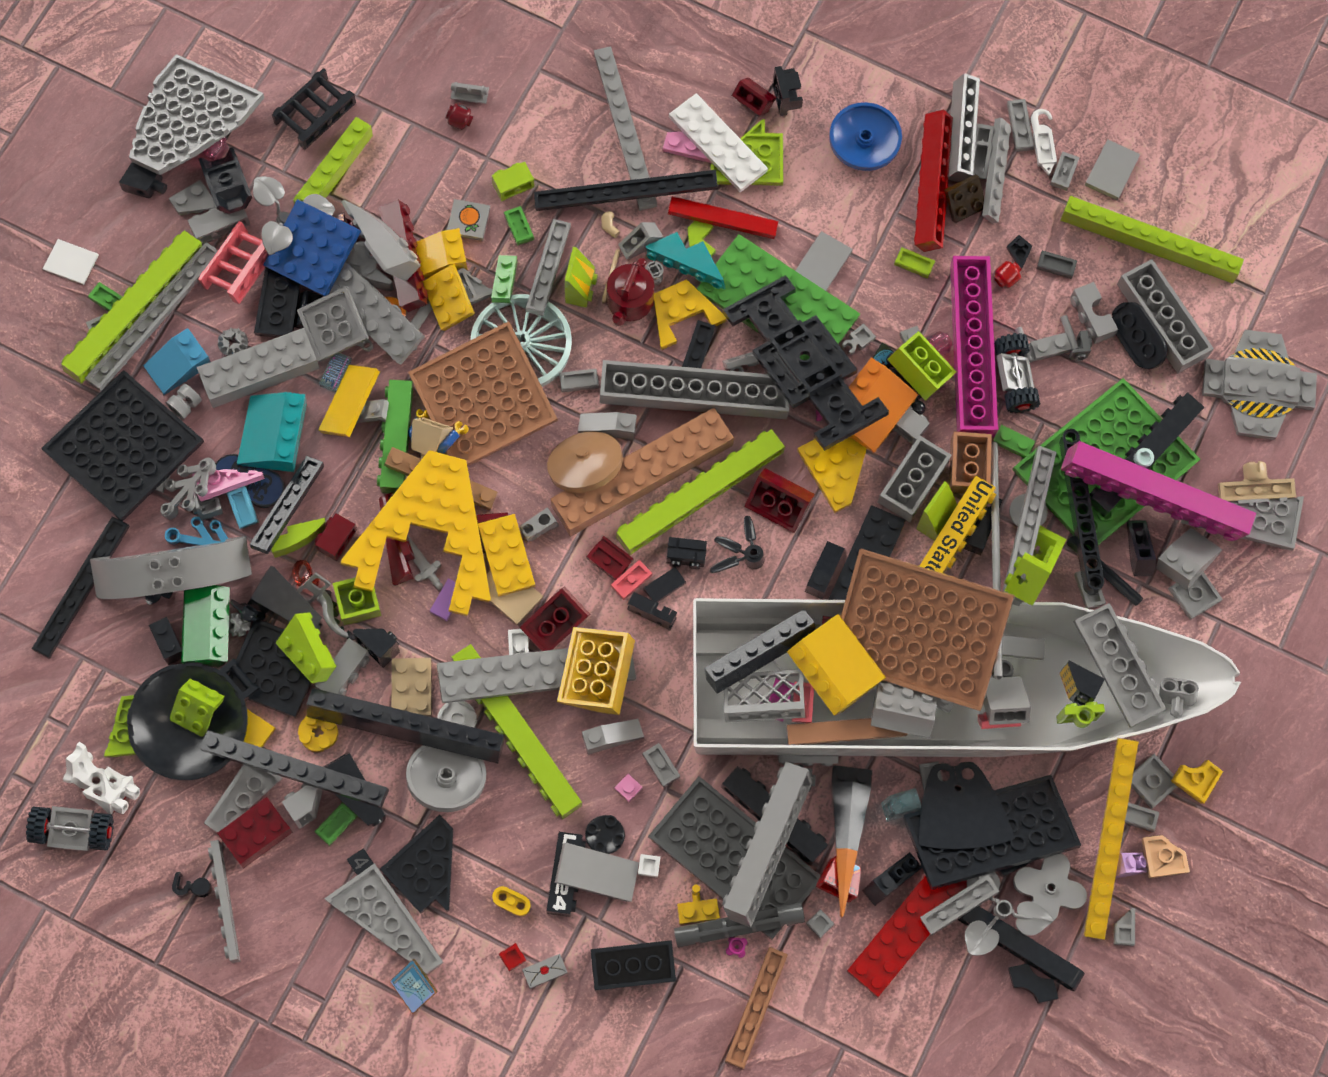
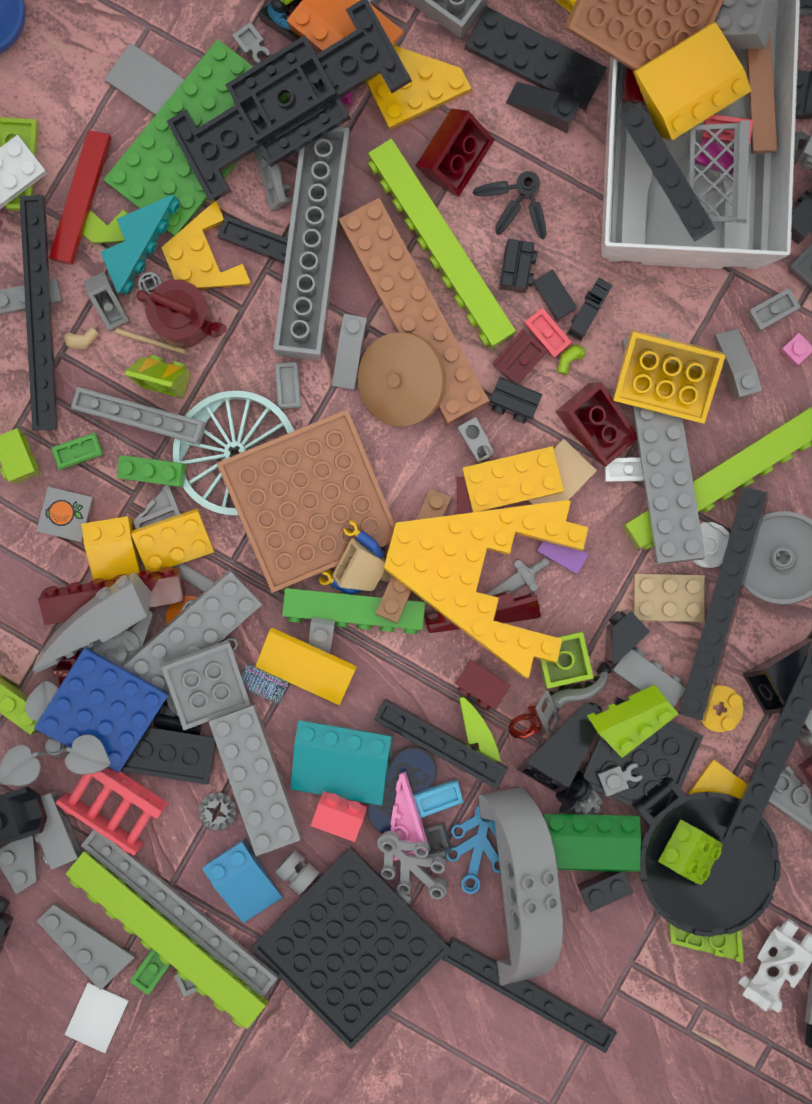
camera: 80 degrees left, 15 degrees up
(127, 250) = (90, 950): none -> light grey wing
(228, 430) = (339, 816): none -> coral brick
(257, 645) = (615, 780): none -> light grey plate
(573, 554) = (514, 400): none -> black brick
(613, 597) = (567, 356): none -> lime arm

